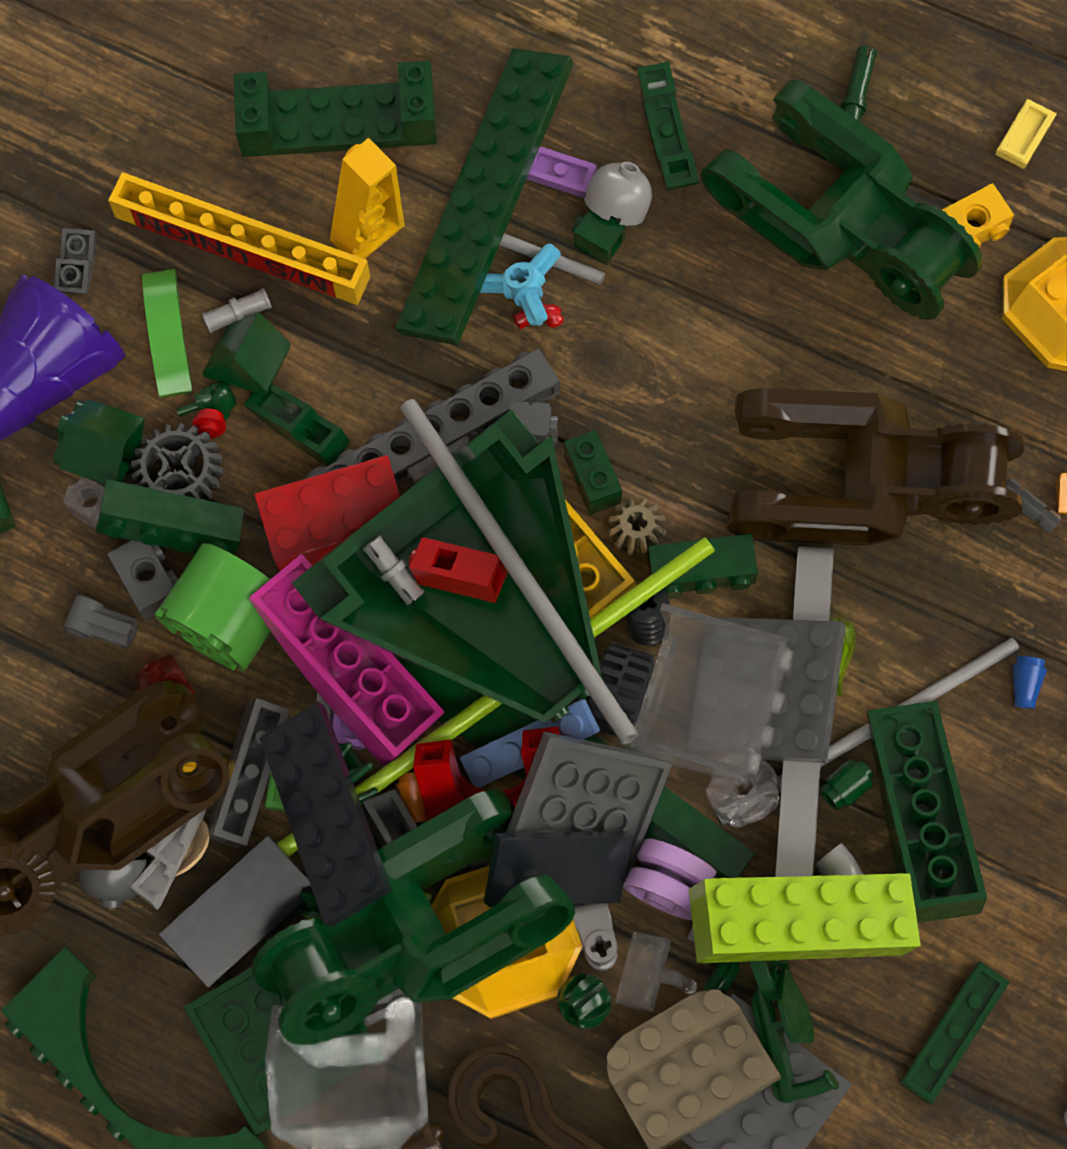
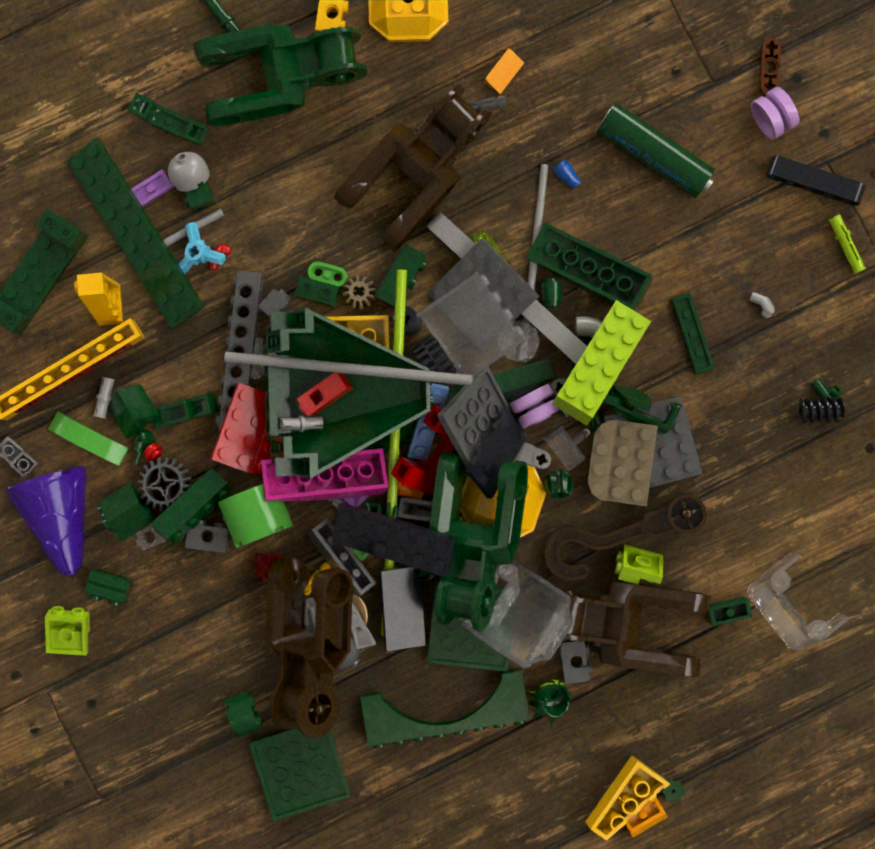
camera: 55 degrees left, 15 degrees up
(92, 620) = (211, 576): dark grey piece -> none
(631, 469) = (328, 273): none -> bright green plate

